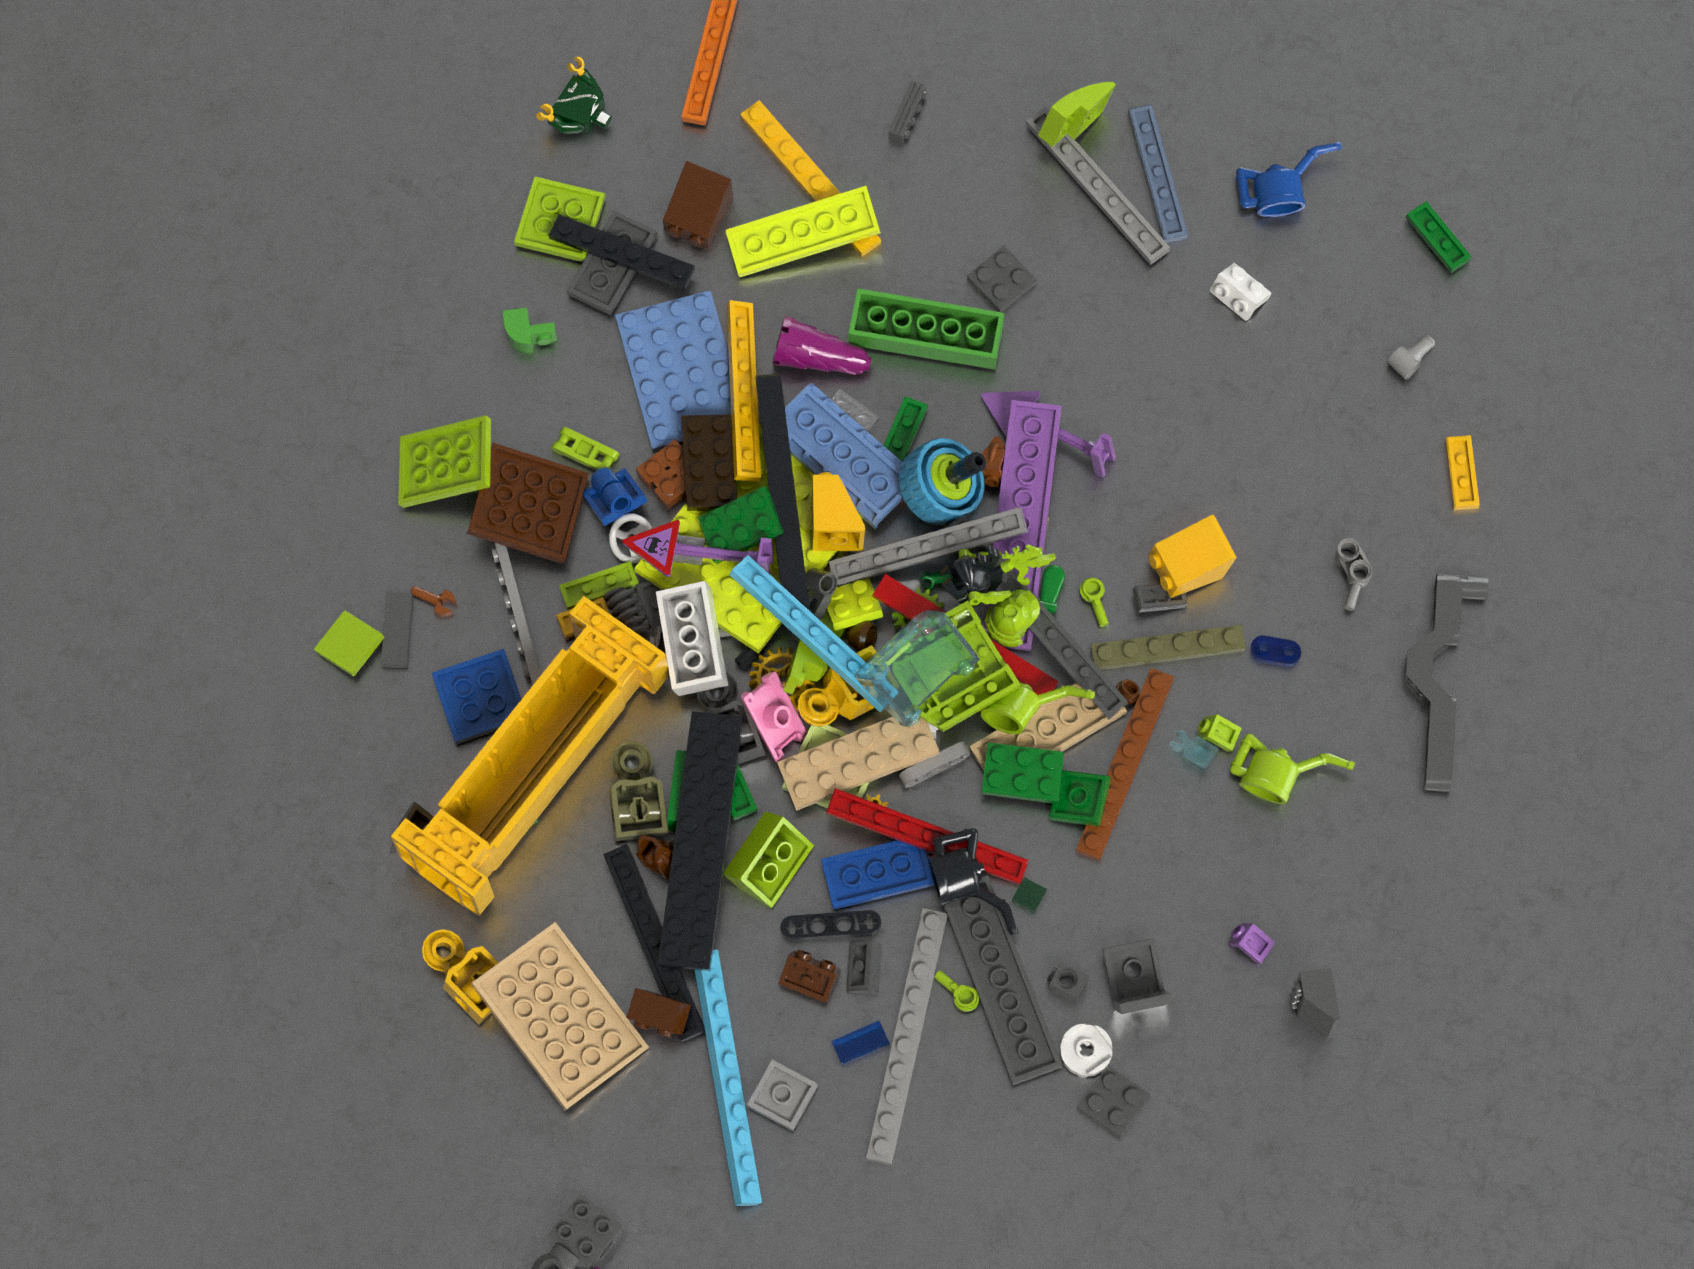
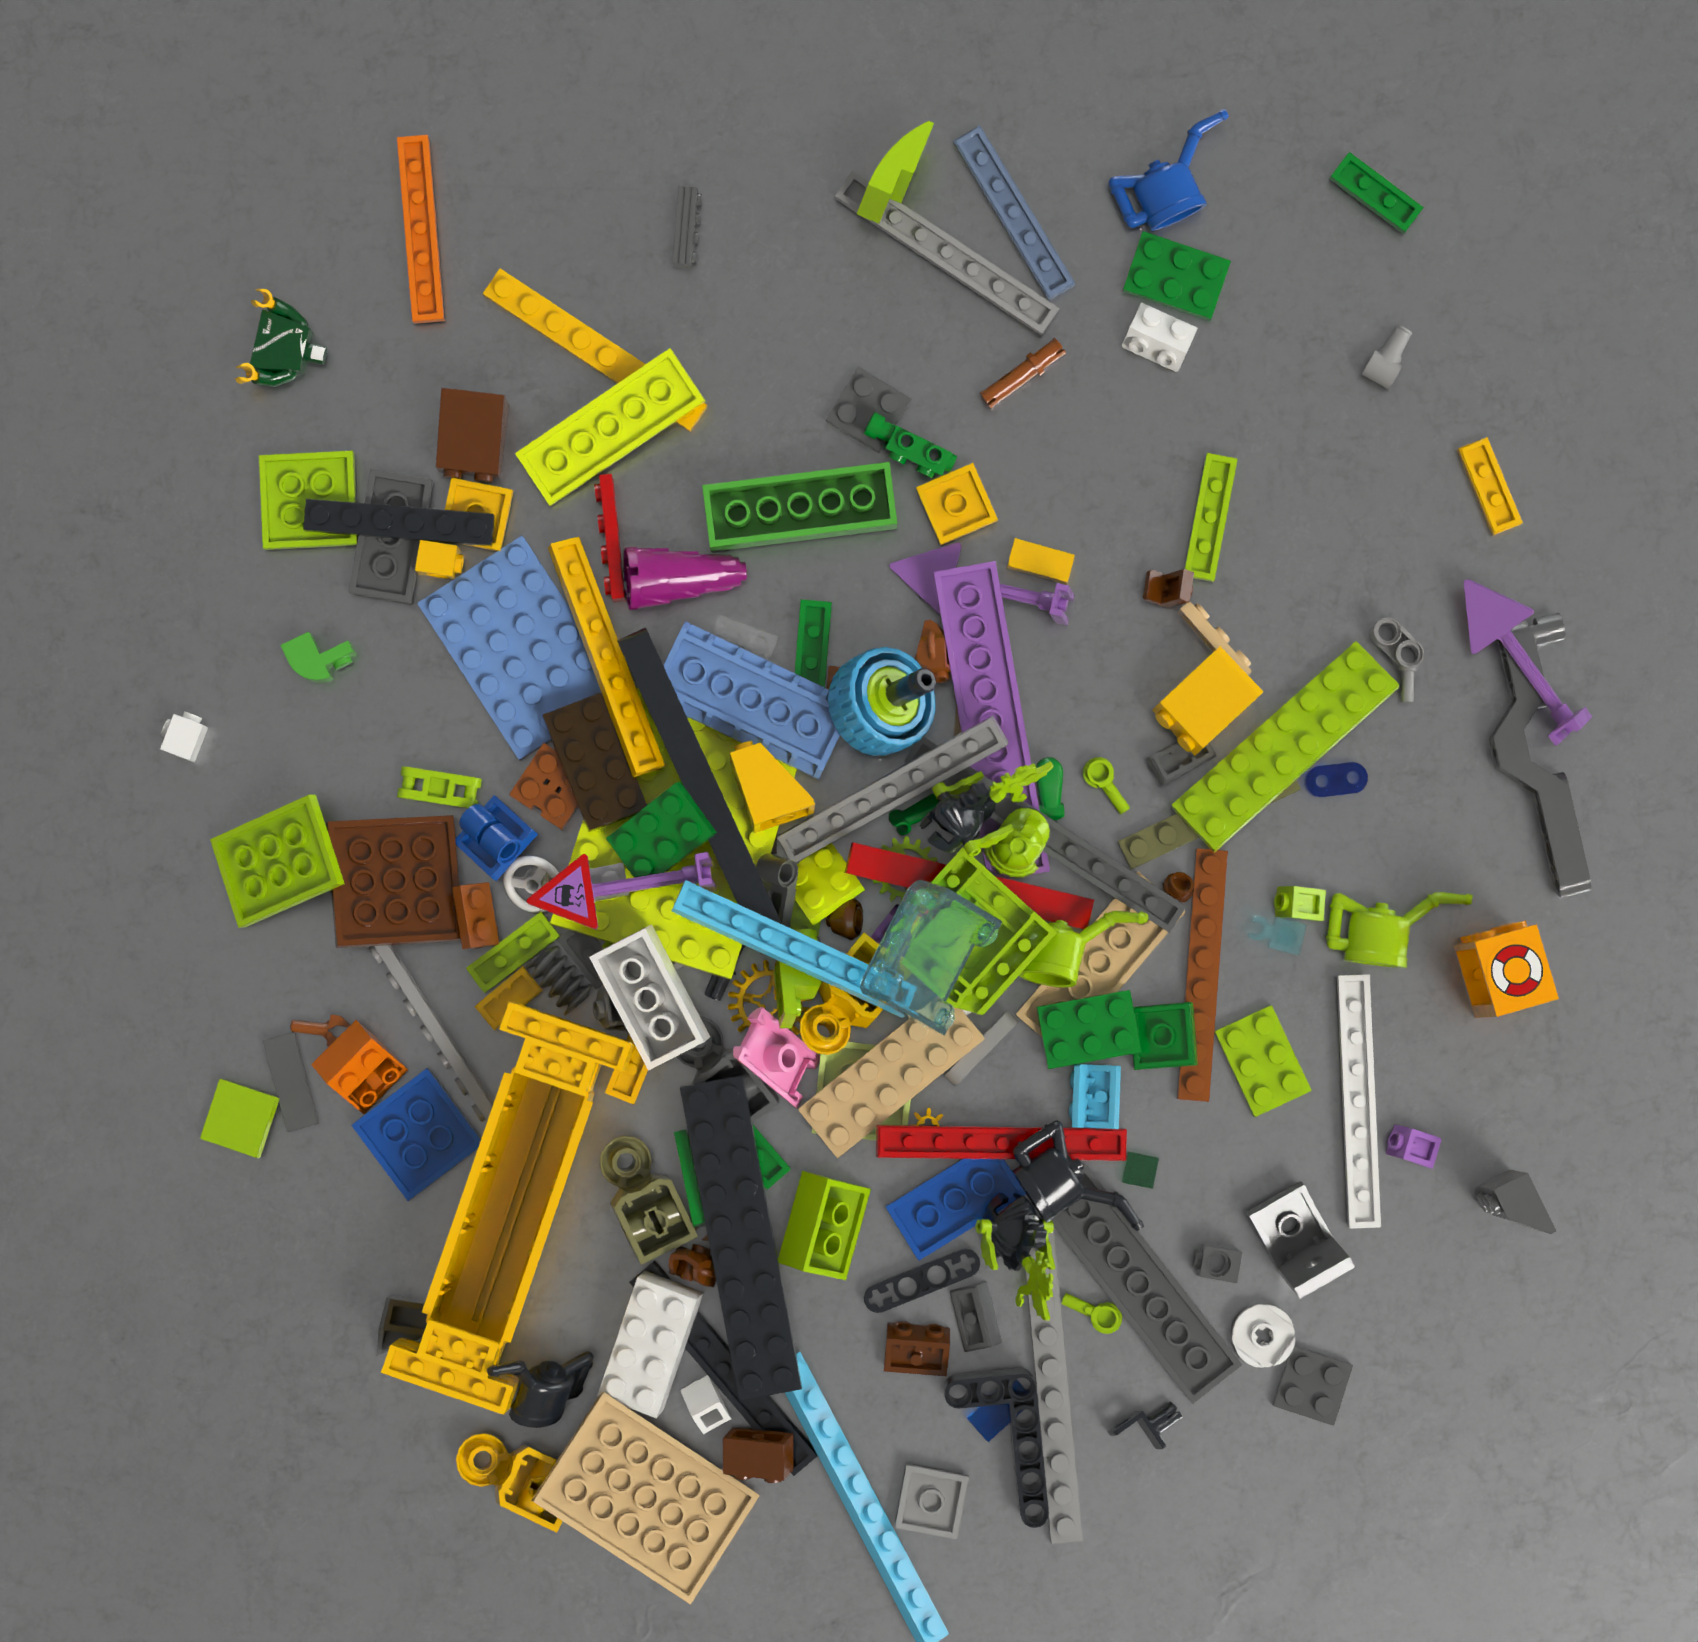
camera: 25 degrees left, 15 degrees up
(407, 357) = (183, 736): none -> white brick
(453, 633) = (359, 1067): none -> orange slope
(511, 906) = (544, 1388): none -> black piece
(580, 547) = (475, 915): none -> dark orange bracket
(604, 901) = (650, 1343): none -> white brick
(630, 962) = (702, 1398): none -> white brick
(641, 288) = (439, 560): none -> yellow brick
(653, 706) = (627, 1084): none -> yellow plate
(692, 254) = (482, 498): none -> yellow plate
(778, 302) = (609, 525): none -> red plate
(868, 1061) = (1019, 1431): none -> black beam
(908, 905) = (1012, 1237): none -> helmet
(974, 1091) = (1151, 1425): none -> black bracket
(1012, 826) = (1095, 1096): none -> medium azure bracket
(1025, 315) = (916, 451): none -> green brick
(1046, 364) = (956, 504): none -> yellow plate
(1095, 423) = (1040, 561): none -> yellow slope
(1133, 284) = (1022, 373): none -> dark orange pin
(1152, 842) = (1262, 1061): none -> lime plate
(1187, 471) = (1168, 589): none -> reddish brown bracket
(1203, 500) = (1197, 618): none -> tan plate
(1218, 895) = (1358, 1101): none -> white plate
(1237, 430) = (1210, 516): none -> lime plate
(1242, 611) = (1285, 746): none -> lime plate
(1267, 252) = (1176, 276): none -> green plate
(1361, 818) = (1505, 969): none -> light orange hose
(1431, 563) = (1492, 618): none -> medium lavender piece

